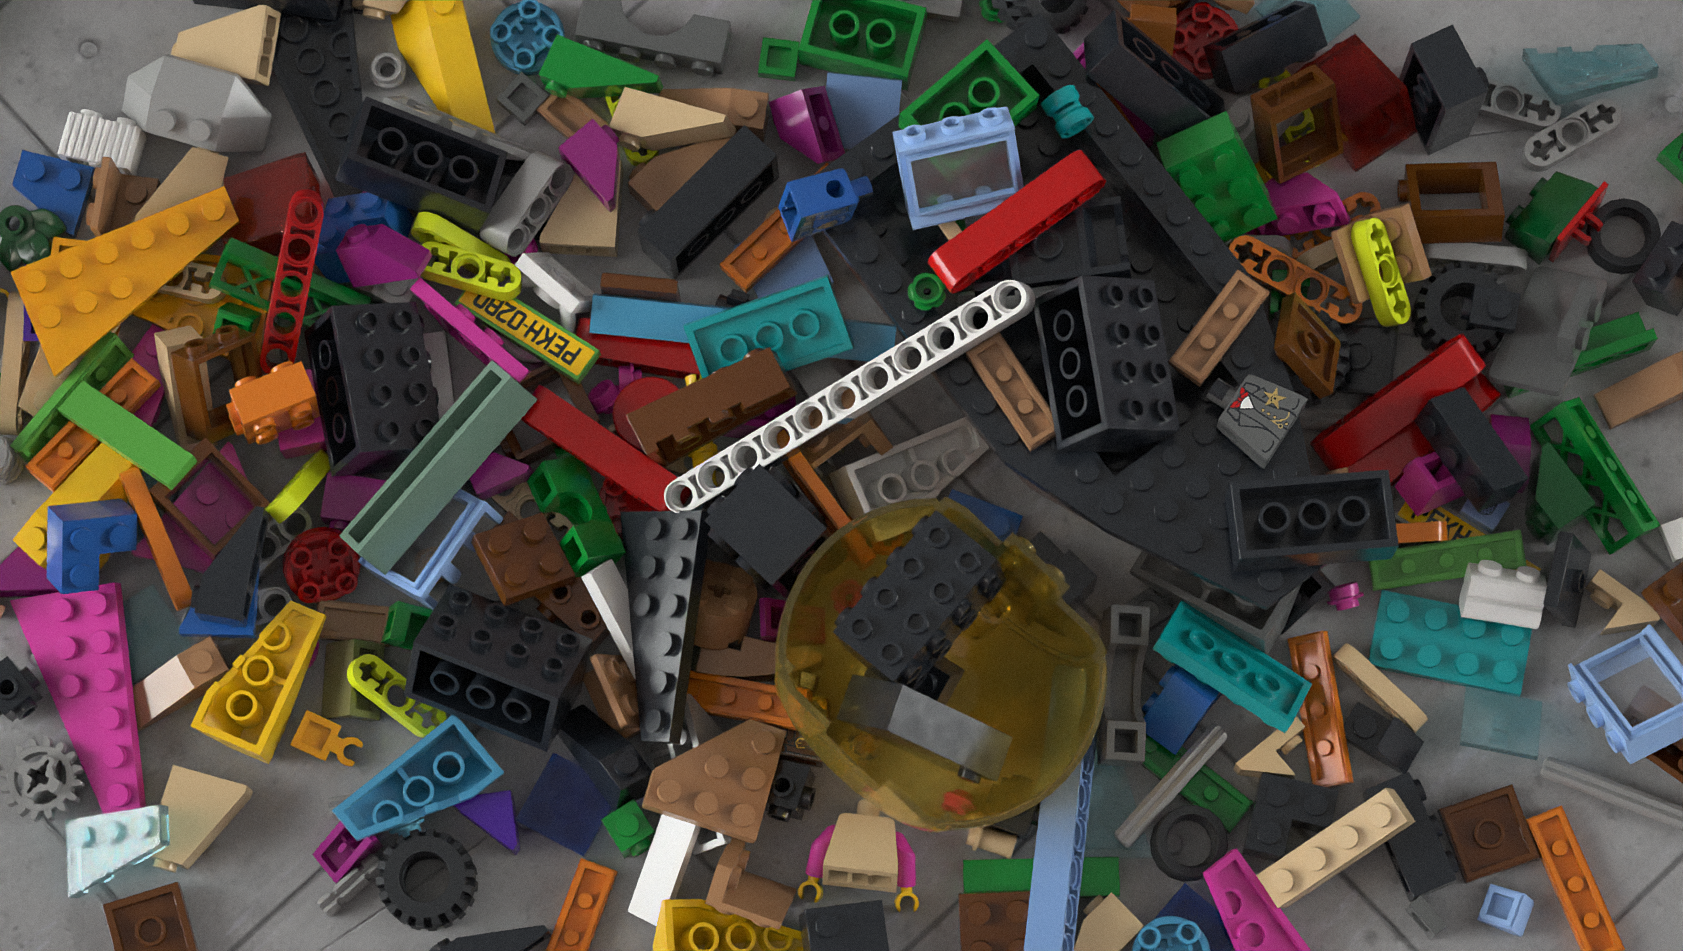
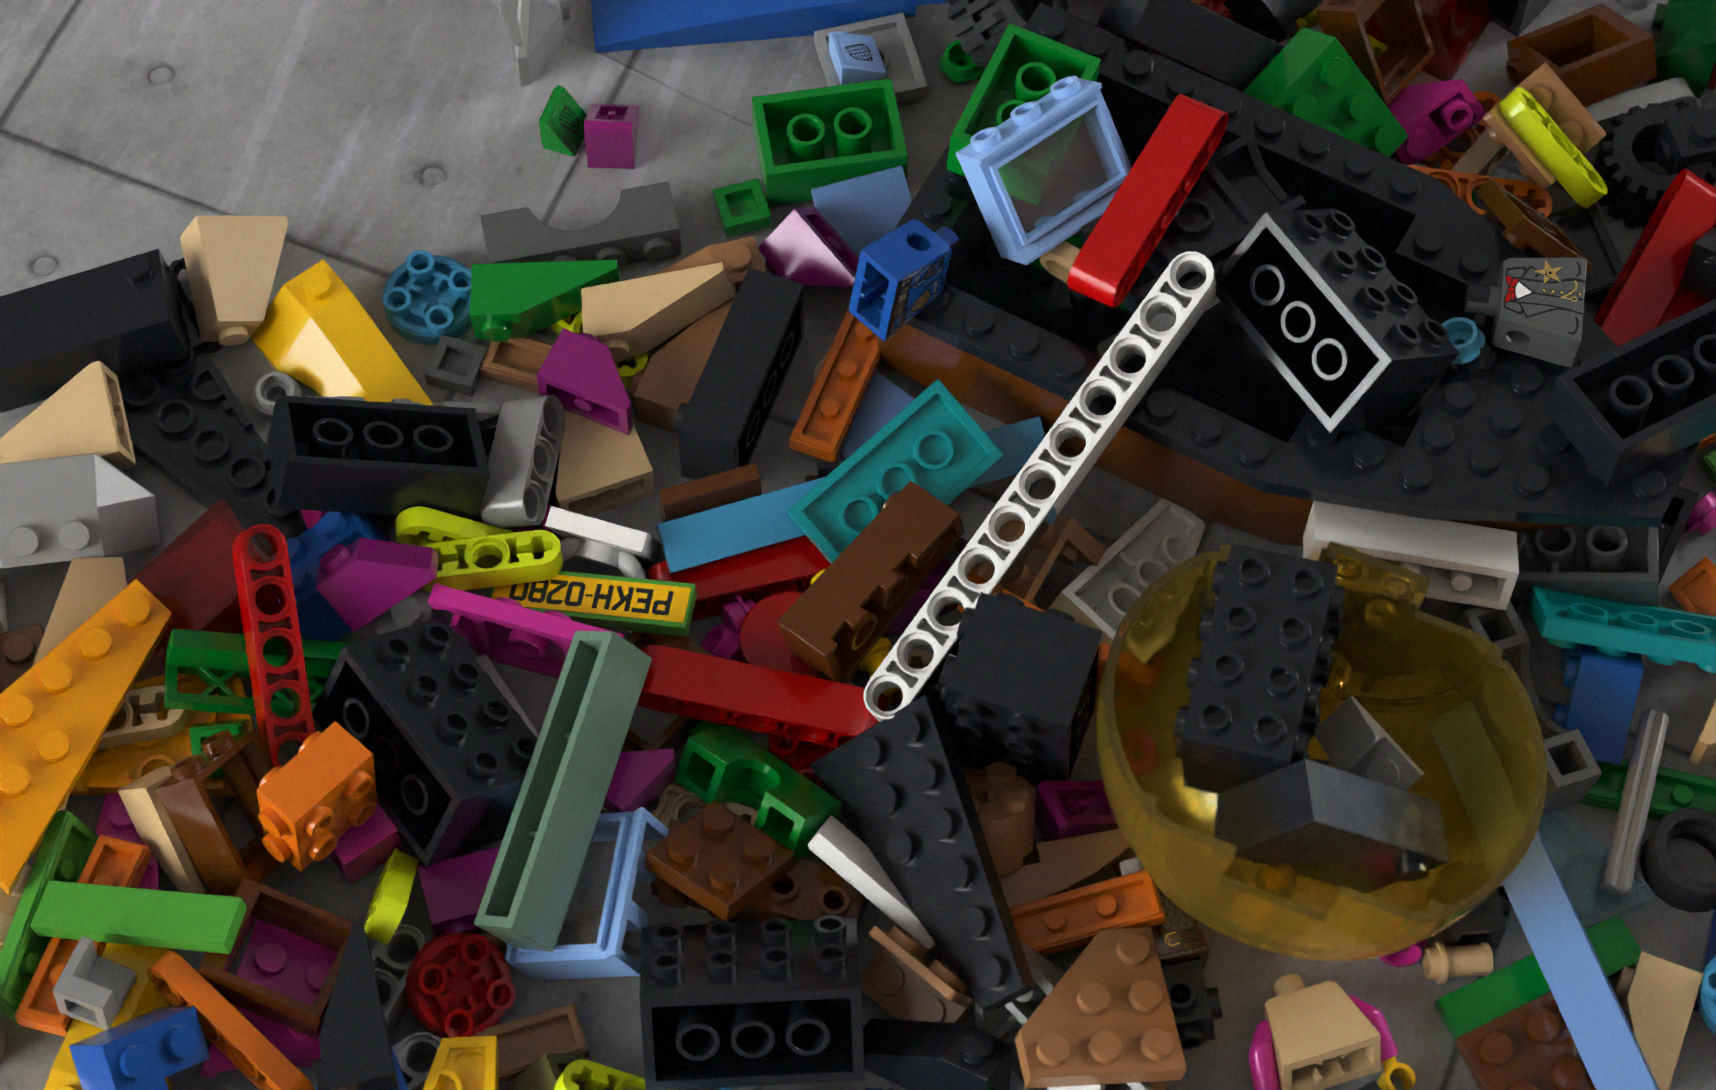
camera: 30 degrees left, 15 degrees down
(80, 470) = (92, 986): none -> light grey panel
(404, 624) = (606, 1013): green panel -> none
(927, 281) = (1079, 316): green plate -> none
(985, 673) = (1364, 748): none -> light grey slope
(1013, 390) = (1238, 396): medium nougat tile -> none
(1067, 111) = (1134, 78): teal wheel -> none
(1090, 553) = (1462, 559): none -> white brick
(1192, 408) = (1465, 338): none -> medium azure plate
(1218, 328) = (1434, 236): medium nougat tile -> none

